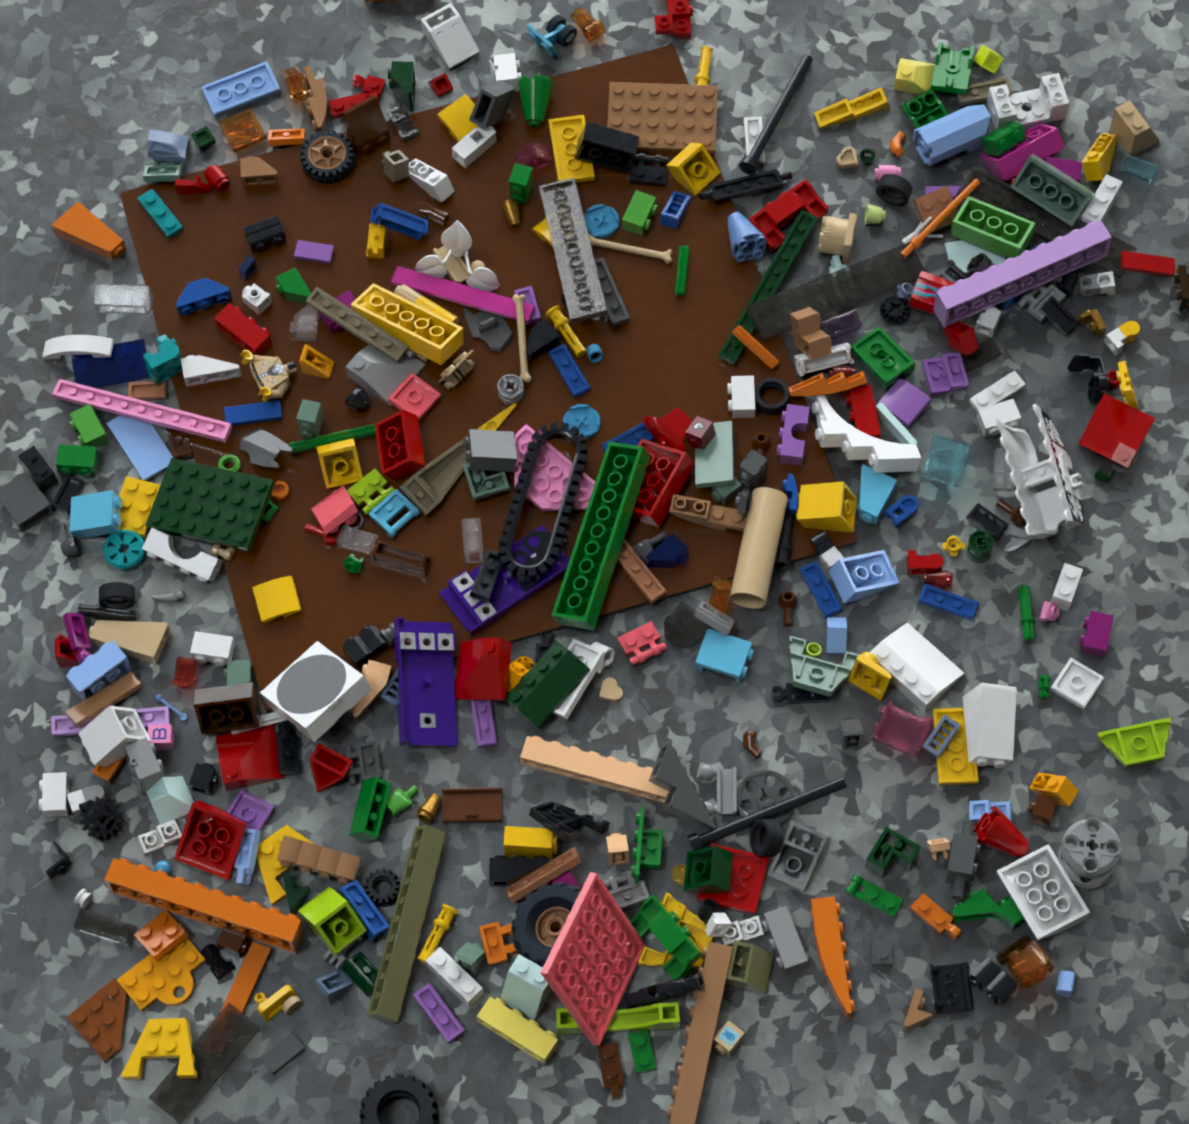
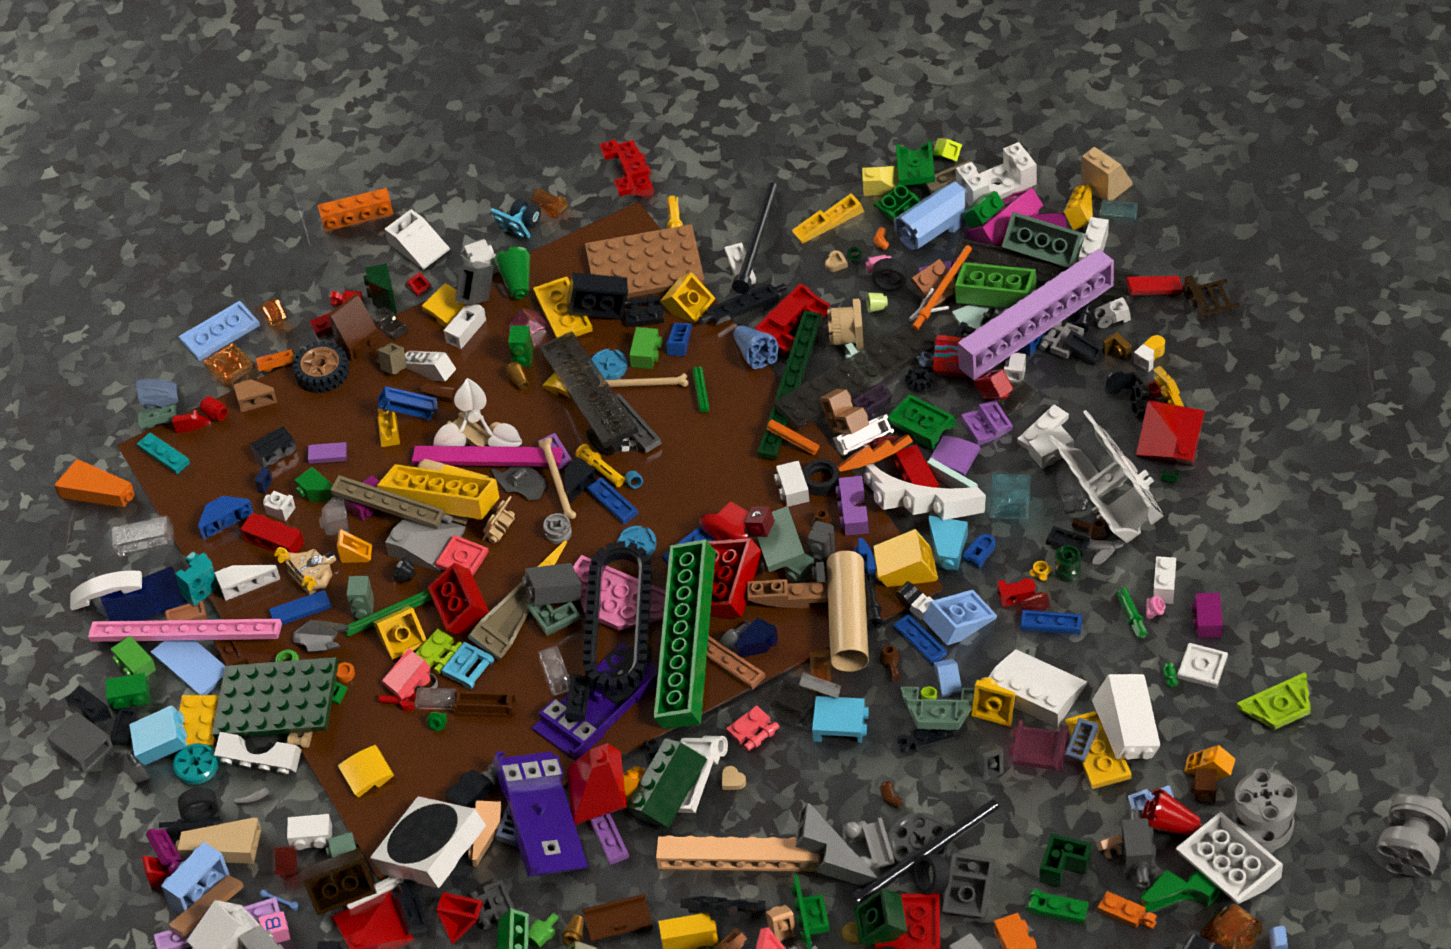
camera: 10 degrees left, 15 degrees down
(203, 138) = (191, 379): dark green plate -> none
(317, 100) = (297, 321): medium nougat slope -> none

